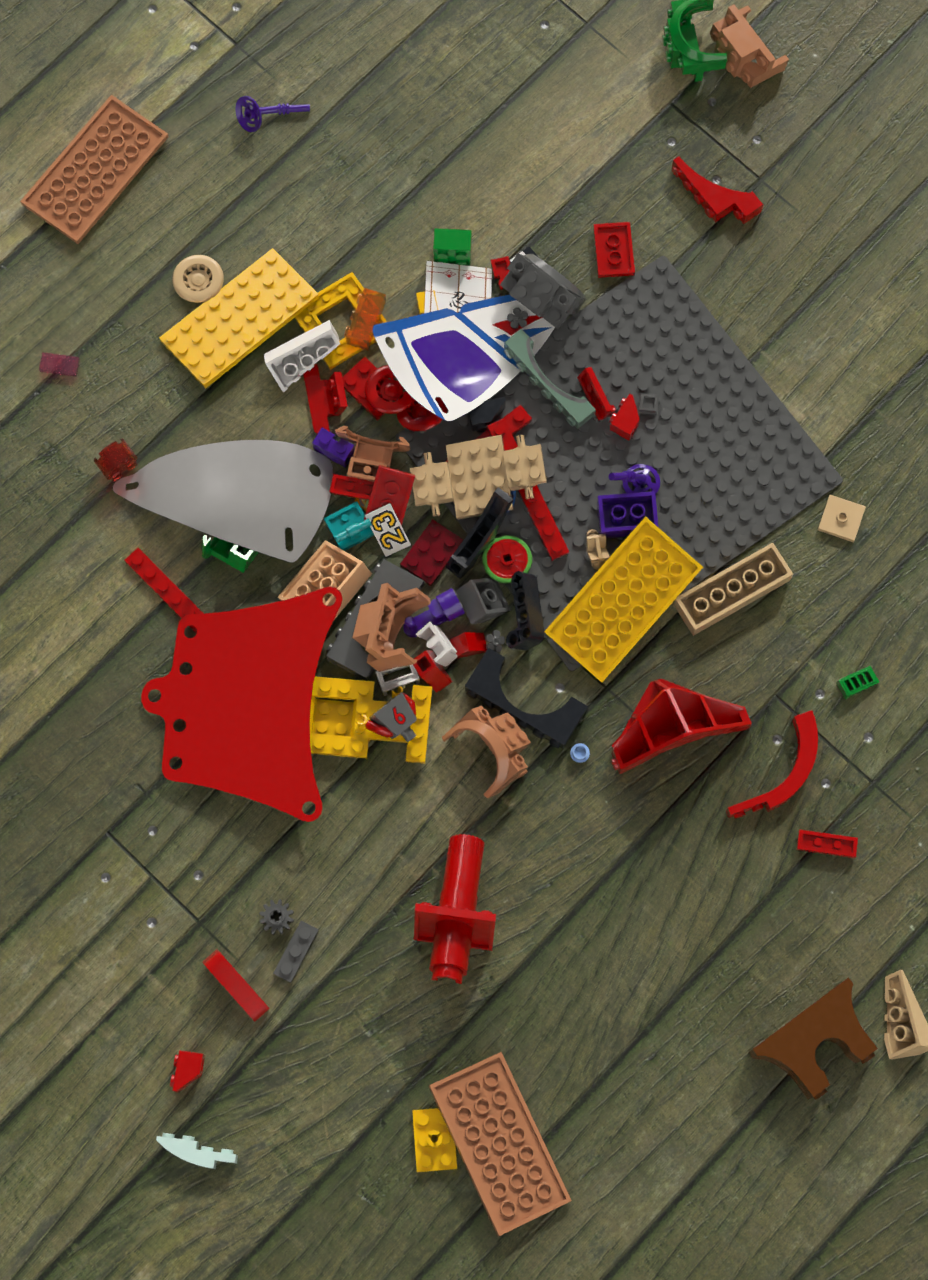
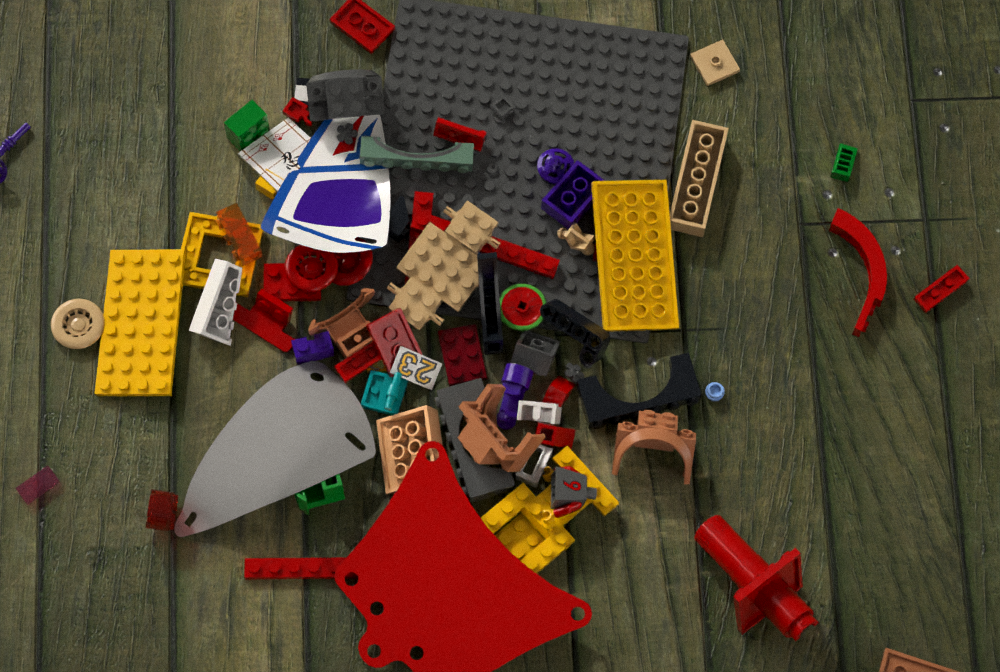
camera: 50 degrees left, 5 degrees down
(627, 418) = (500, 129): red slope -> none
(670, 718) = (752, 308): red panel -> none

